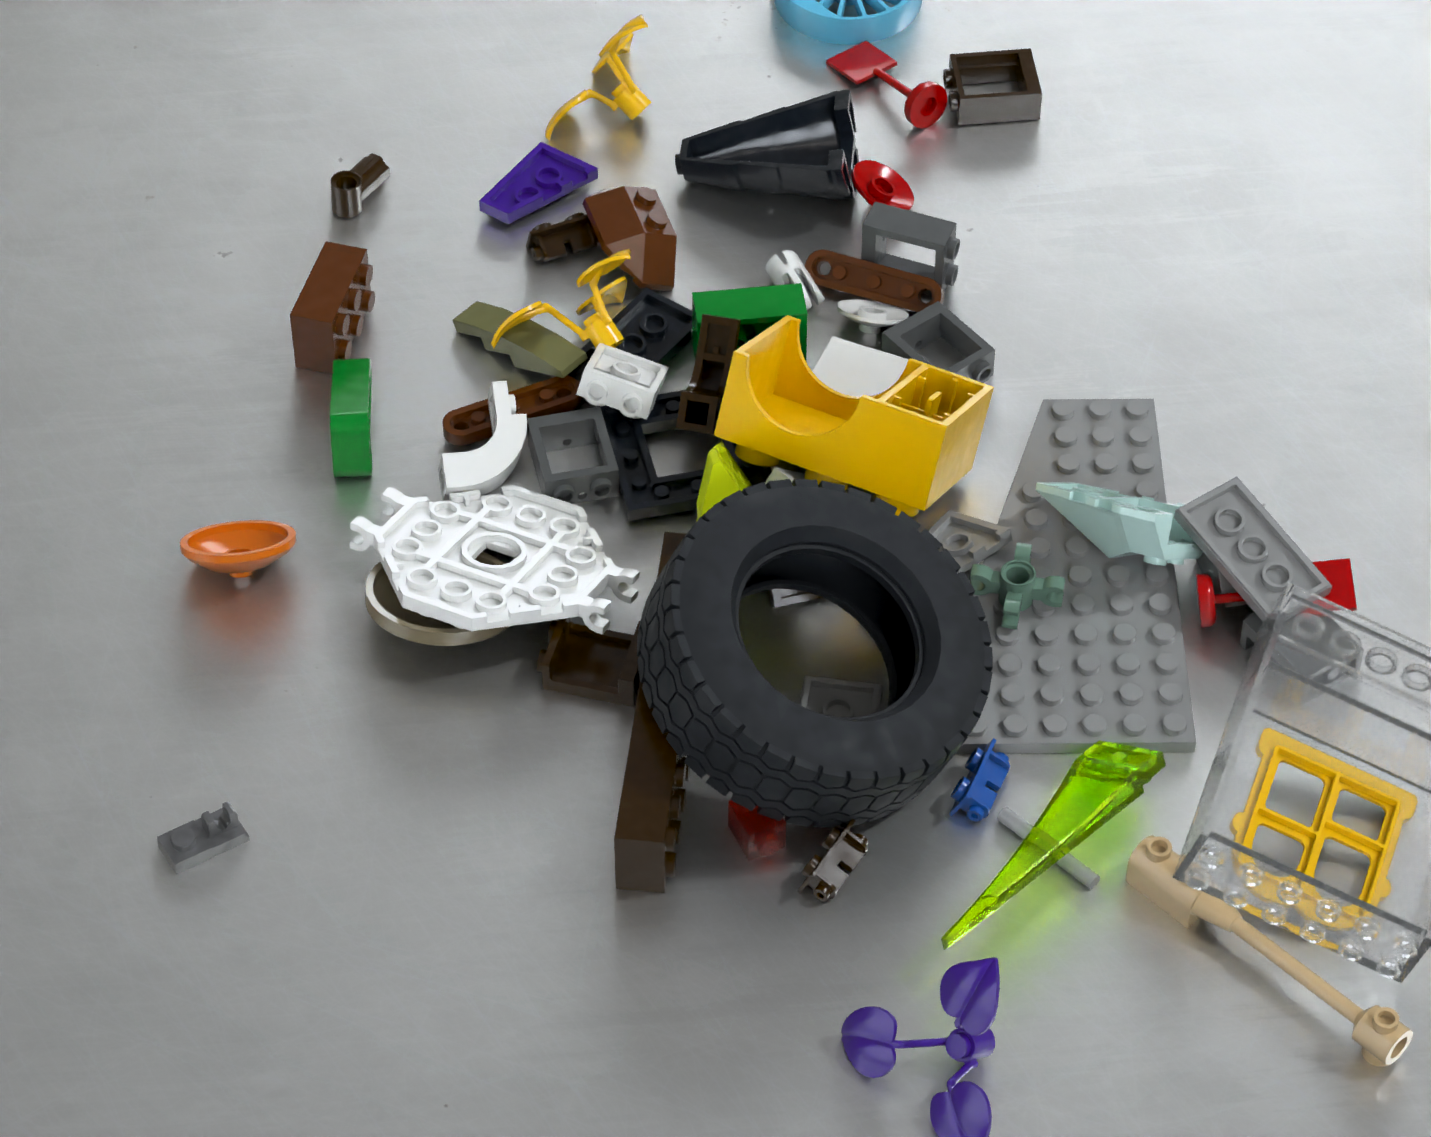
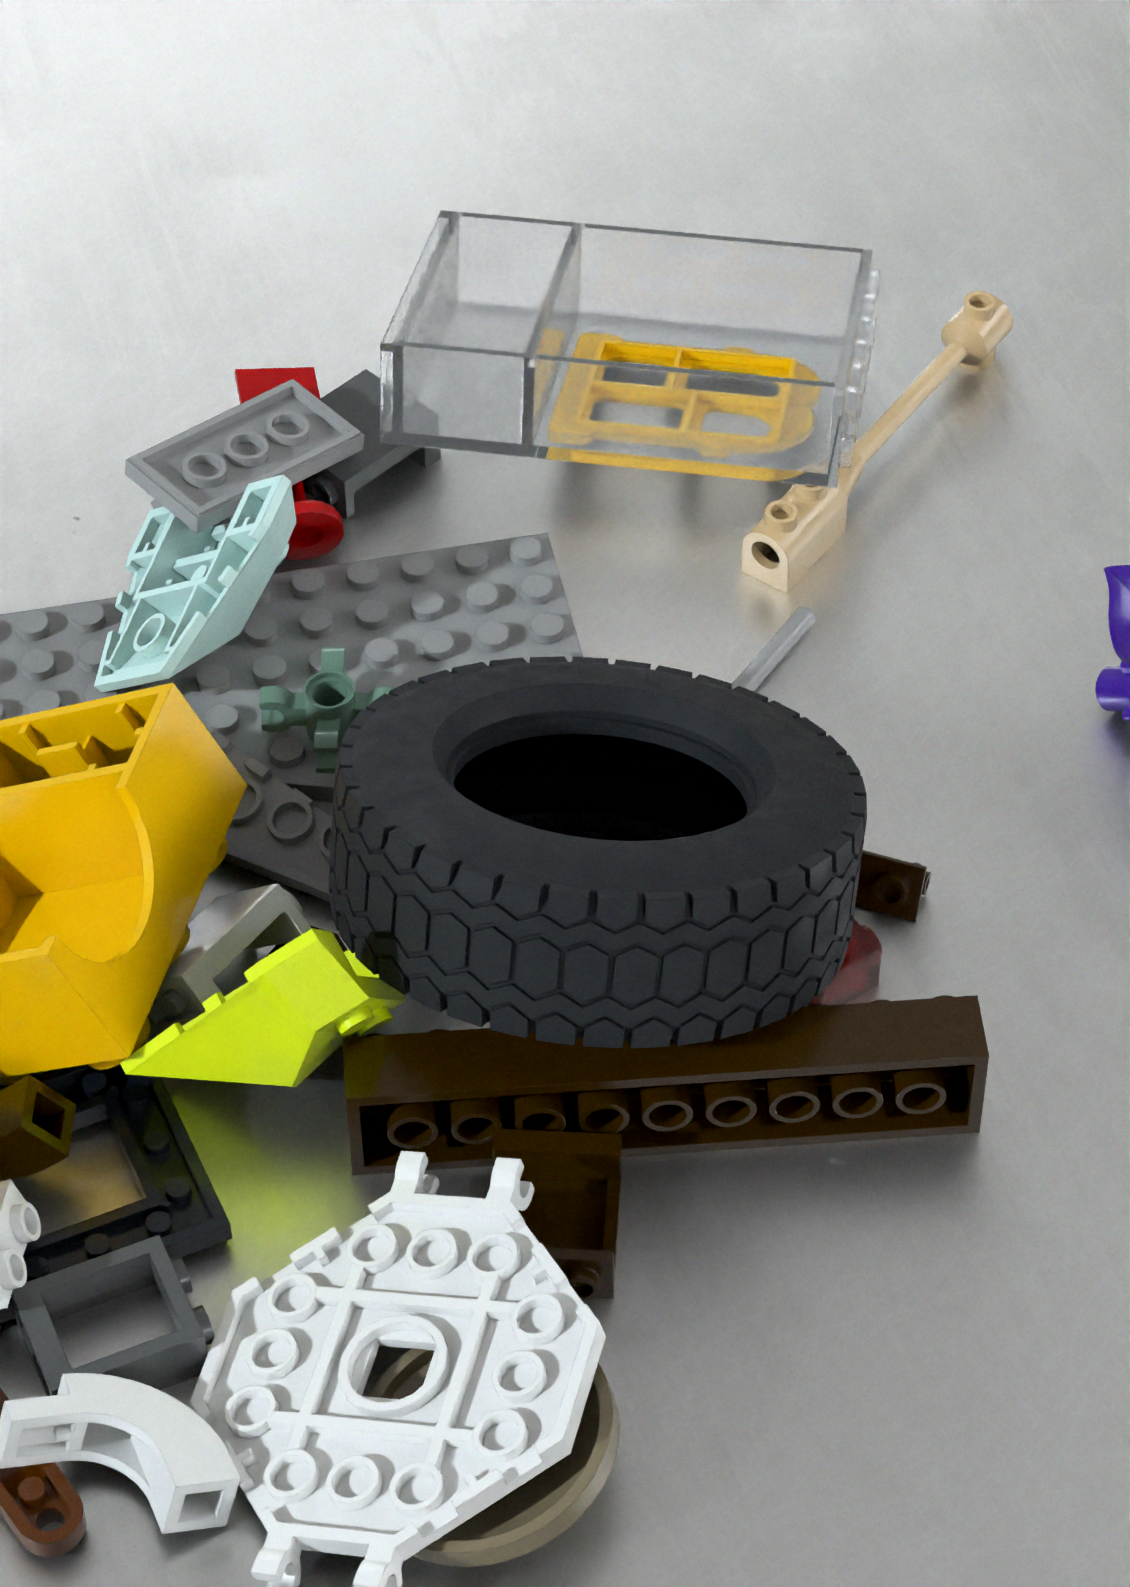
camera: 100 degrees left, 0 degrees up
(1090, 795) = (688, 612): clear neon green plate -> none

